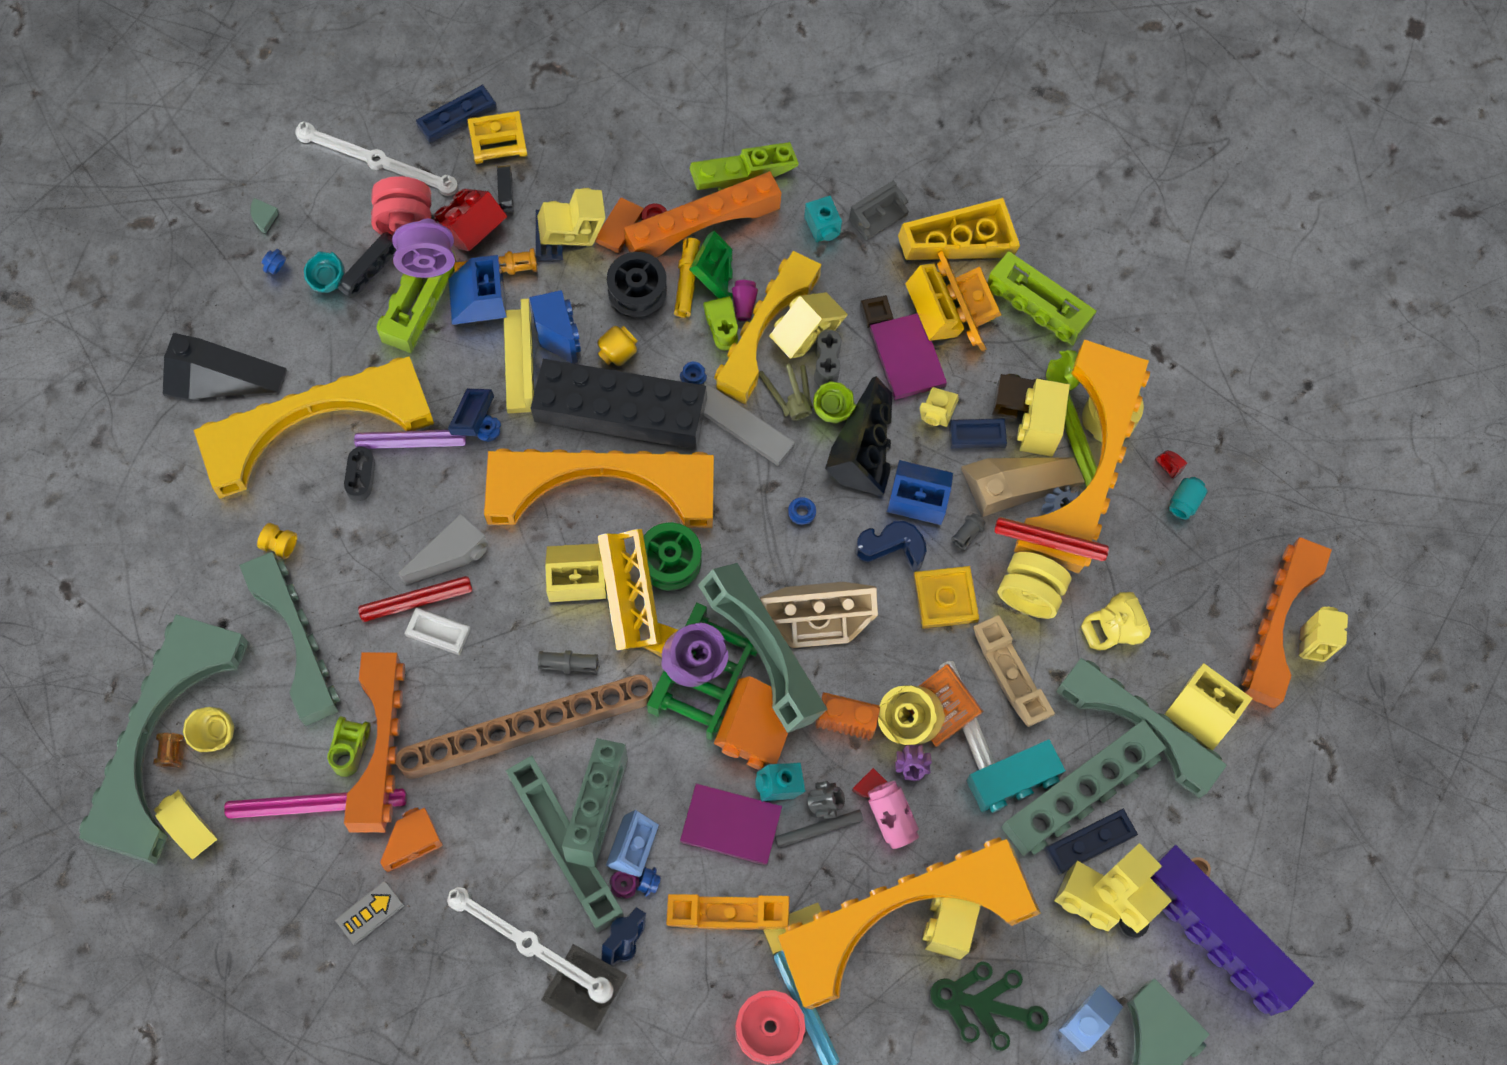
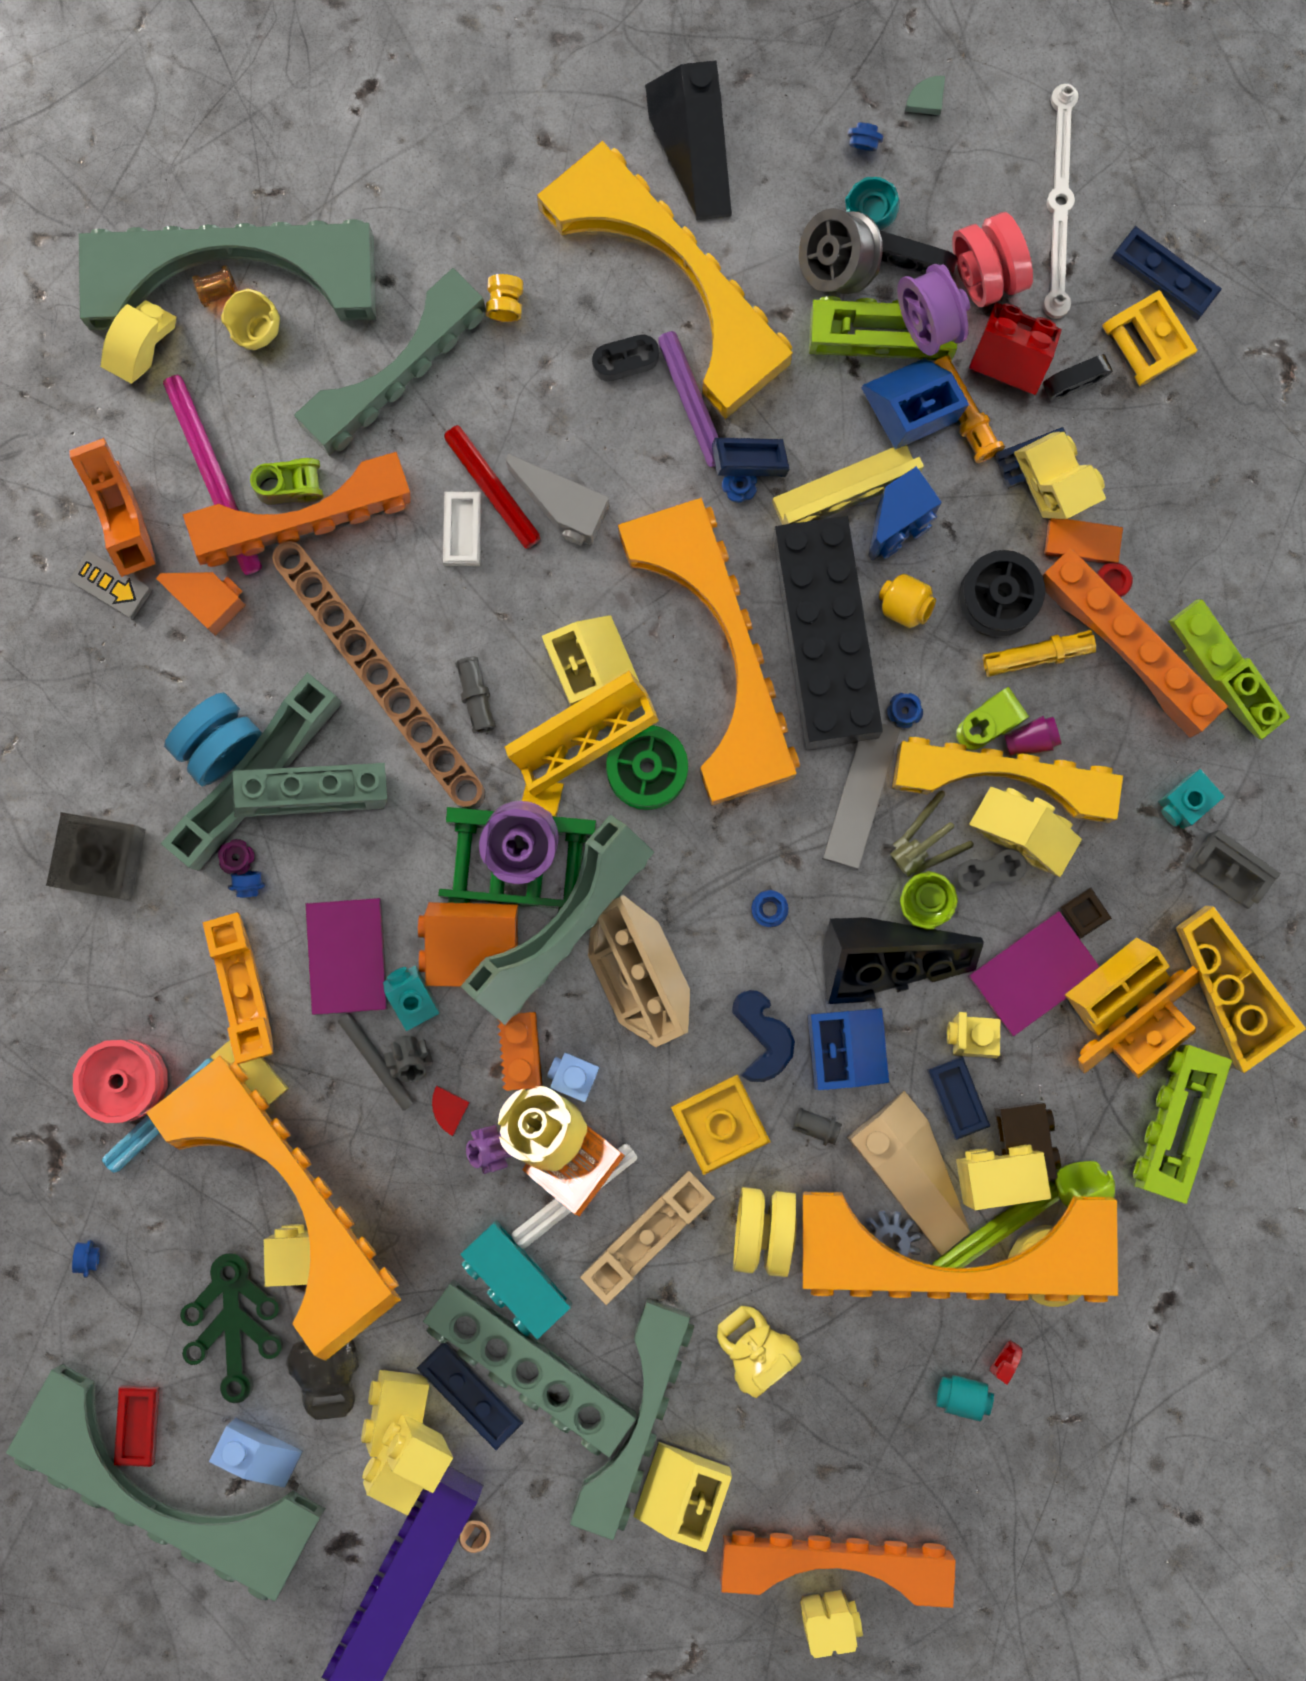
camera: 75 degrees right, 15 degrees up
(312, 885) = (116, 506): none -> orange arch
(350, 300) = (840, 251): none -> flat silver wheel
(527, 863) = (212, 739): none -> dark azure wheel
(599, 989) = (84, 872): white piece -> none
(624, 935) = (169, 877): dark blue piece -> none
(632, 844) = (282, 850): light blue slope -> none
(713, 265) = (1066, 681): green wing -> none
(878, 682) = (573, 1076): none -> light blue brick
(889, 804) = (421, 1136): bright pink piece -> none
(1042, 944) = (324, 1378): none -> clear smoke piece
(1051, 539) = (821, 1237): red axle -> none

